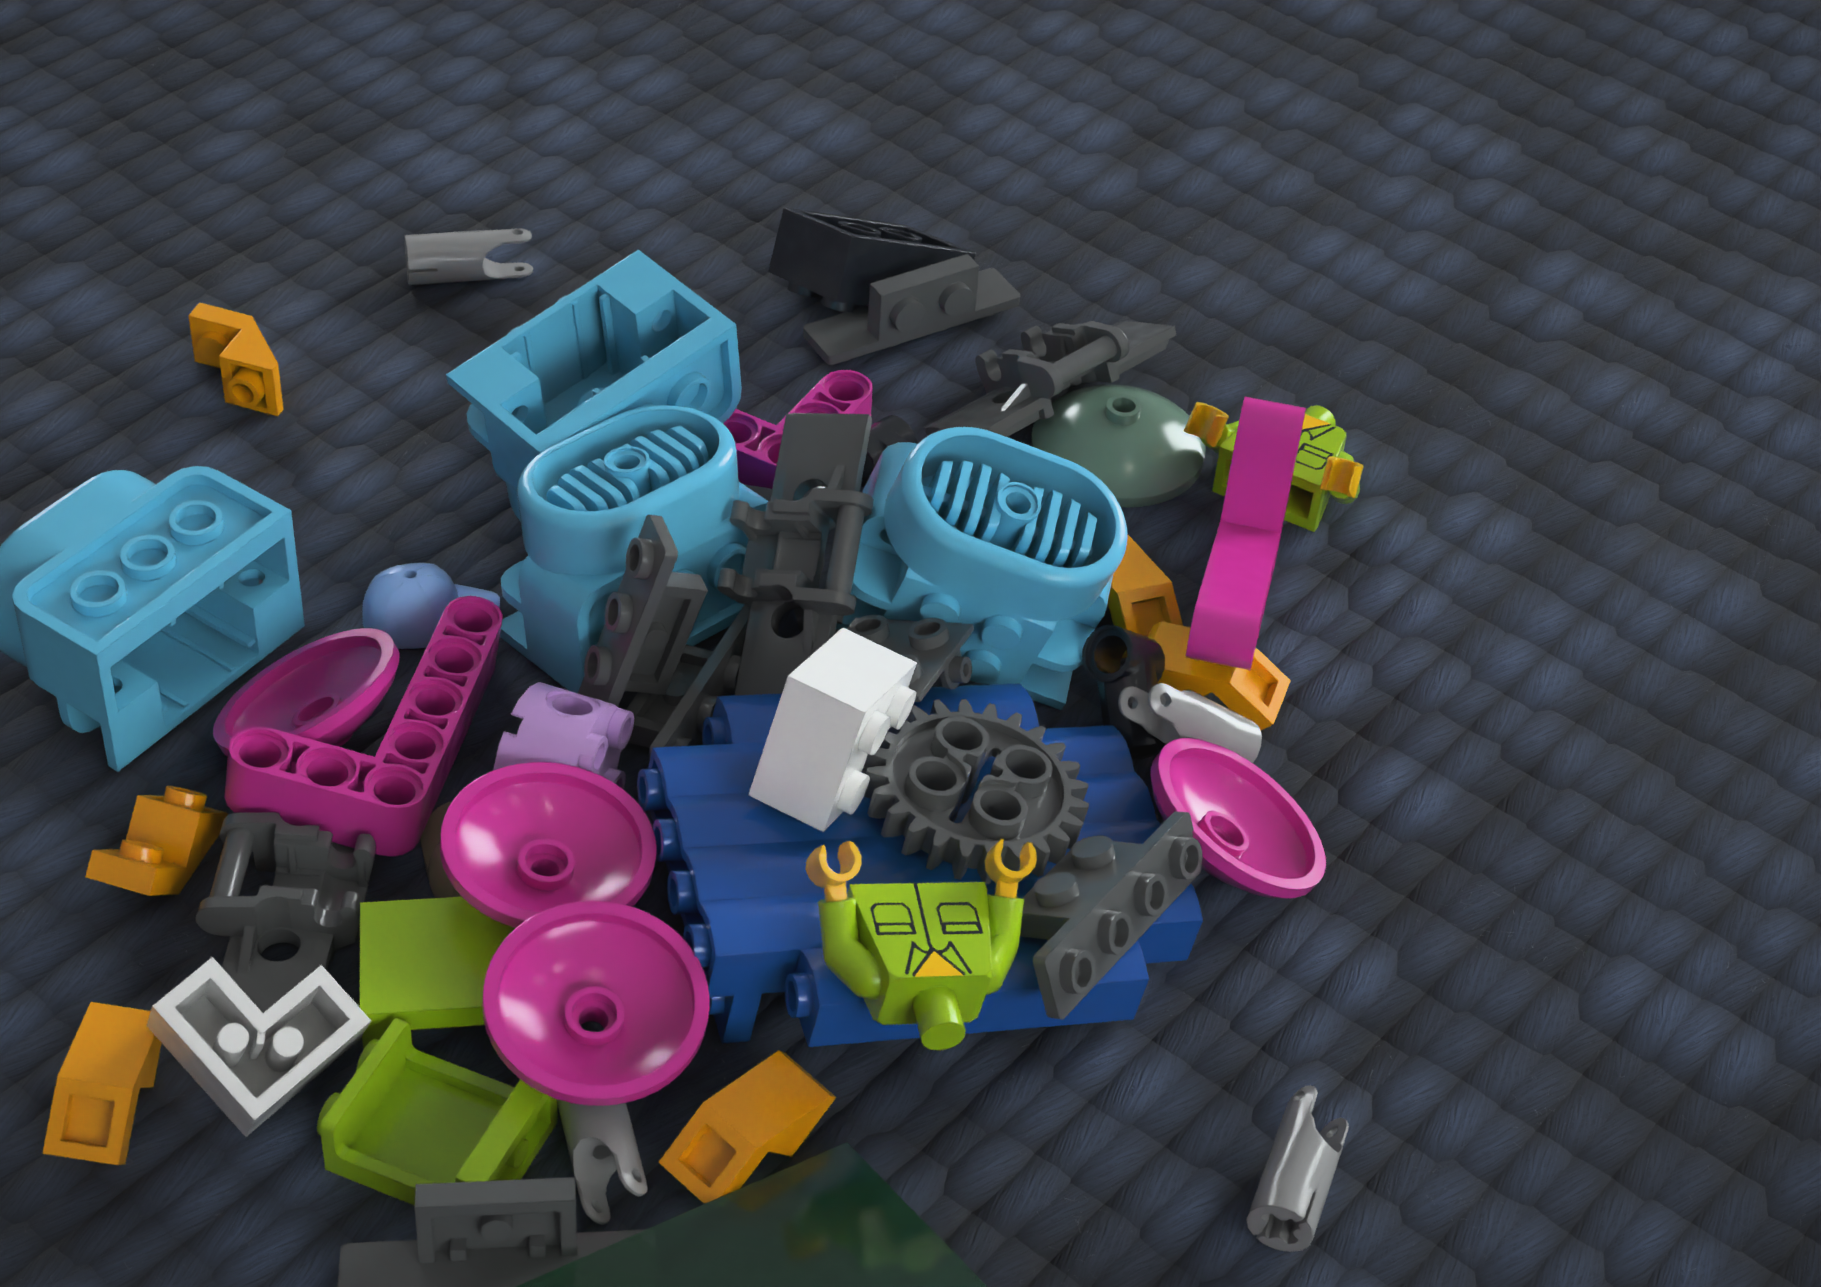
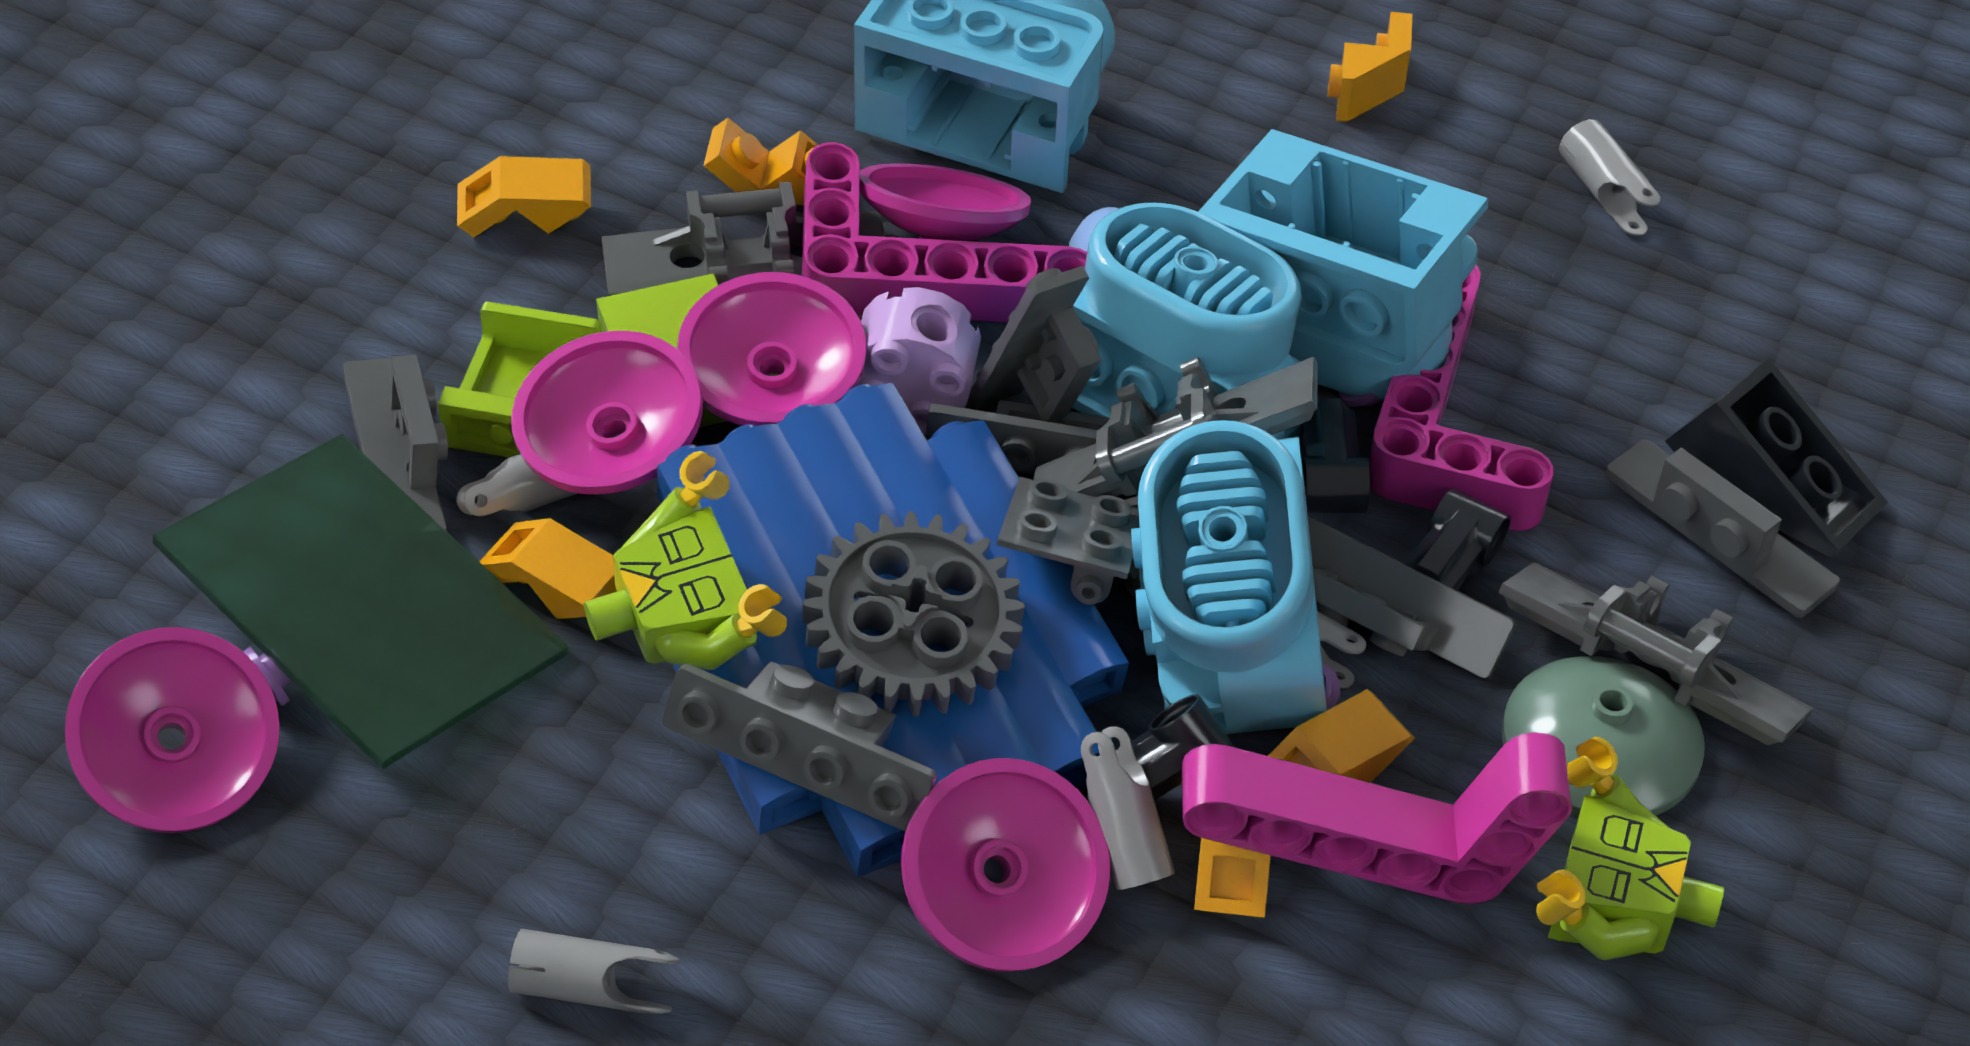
camera: 80 degrees right, 5 degrees up
(250, 1057) = (547, 246): white brick -> none
(827, 725) = (910, 456): white brick -> none

